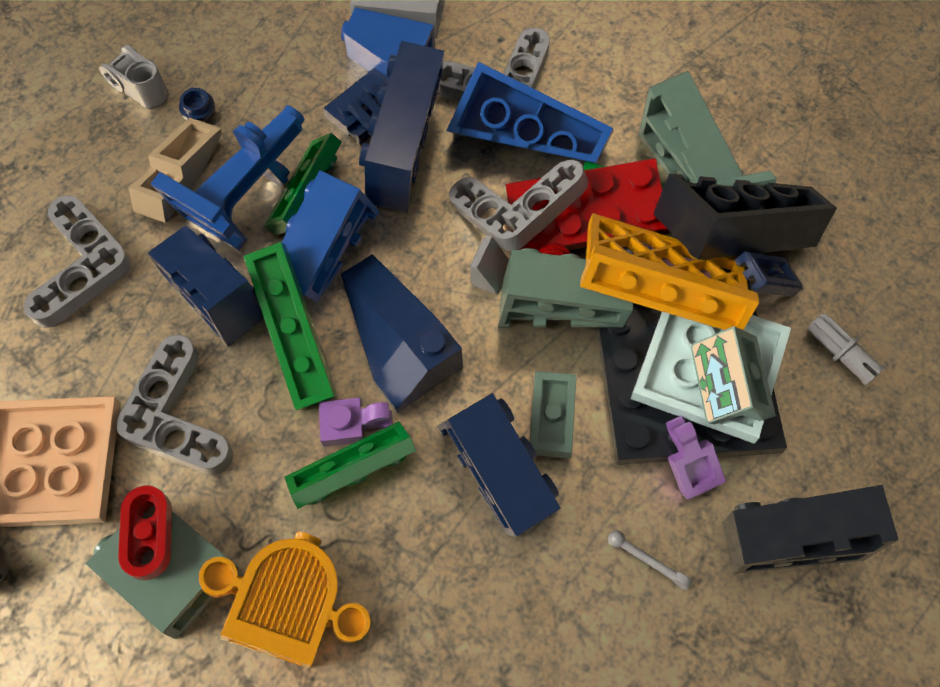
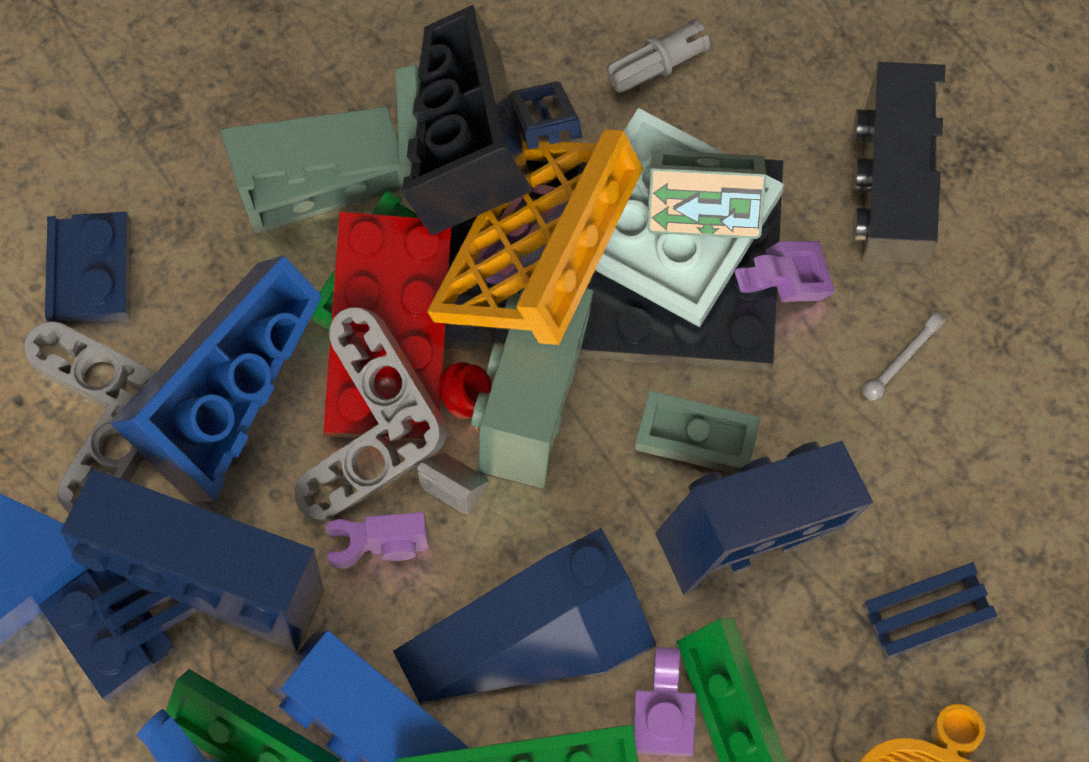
camera: 80 degrees left, 5 degrees up
(428, 564) = (974, 593): none -> dark blue tile
(443, 237) = (392, 536): none -> medium lavender plate
(591, 52) = (88, 268): none -> dark blue plate

